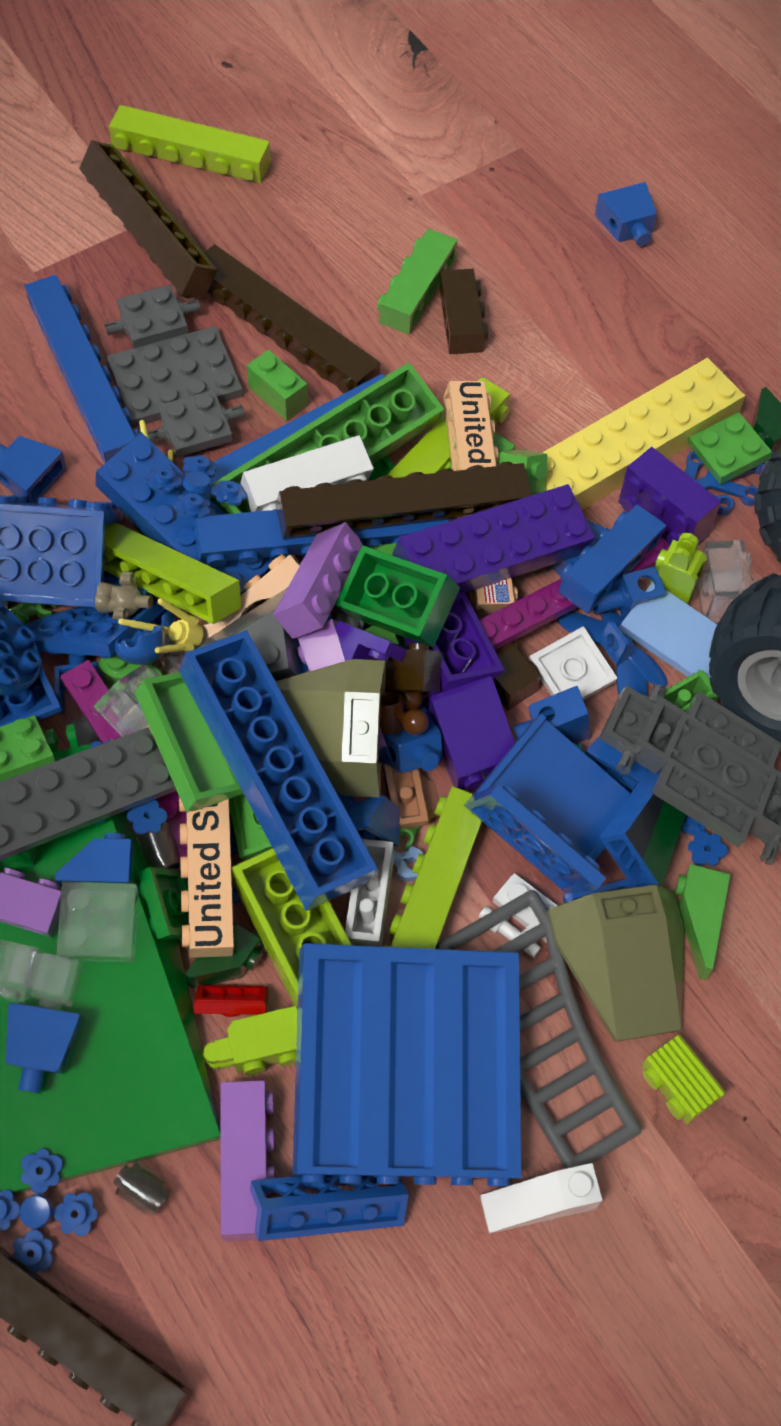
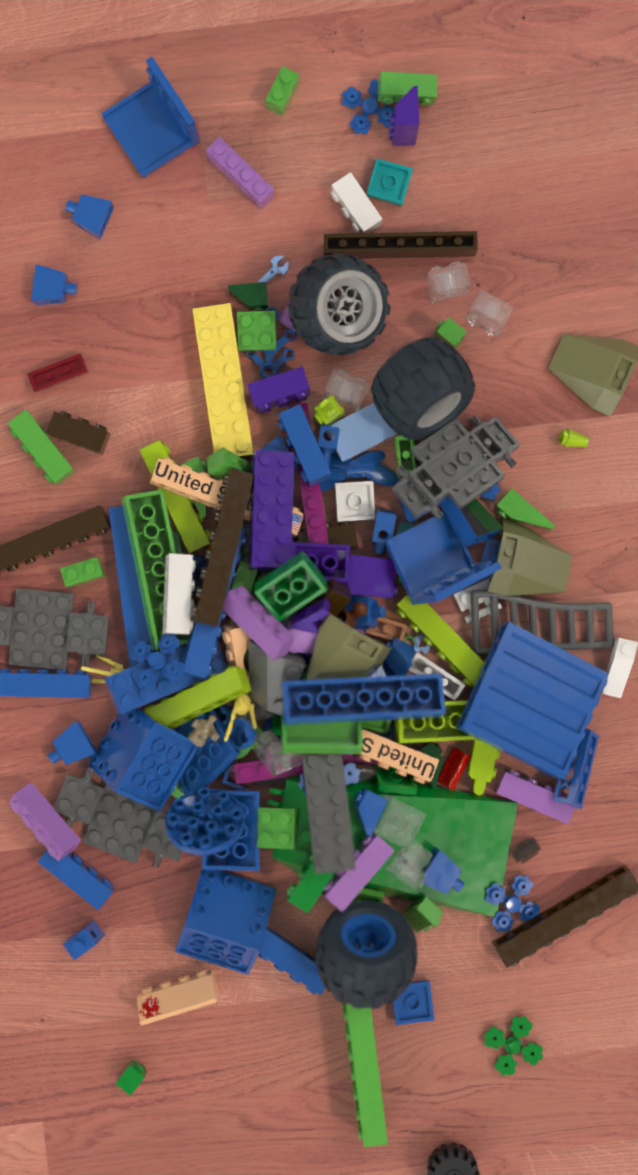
camera: 60 degrees left, 25 degrees up
(525, 262) = (57, 373): none -> dark red plate
(682, 1080) = (597, 569): lime brick -> none
(748, 220) = (91, 214): none -> blue torso

